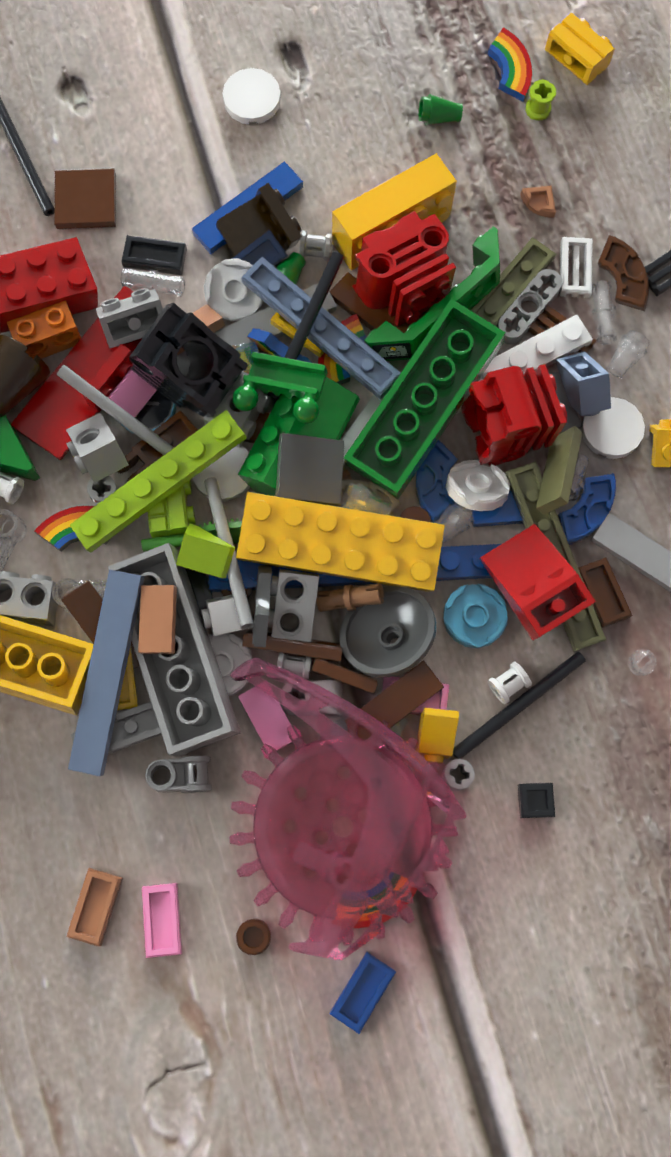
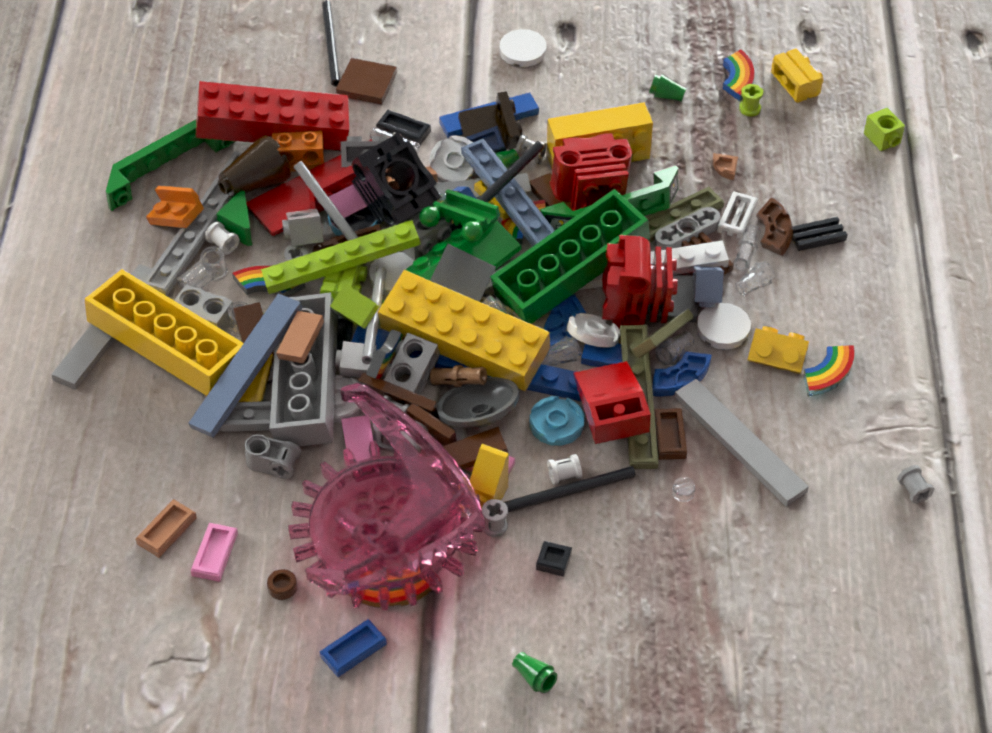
camera: 20 degrees right, 25 degrees down
(570, 959) = (536, 673): none -> green cone

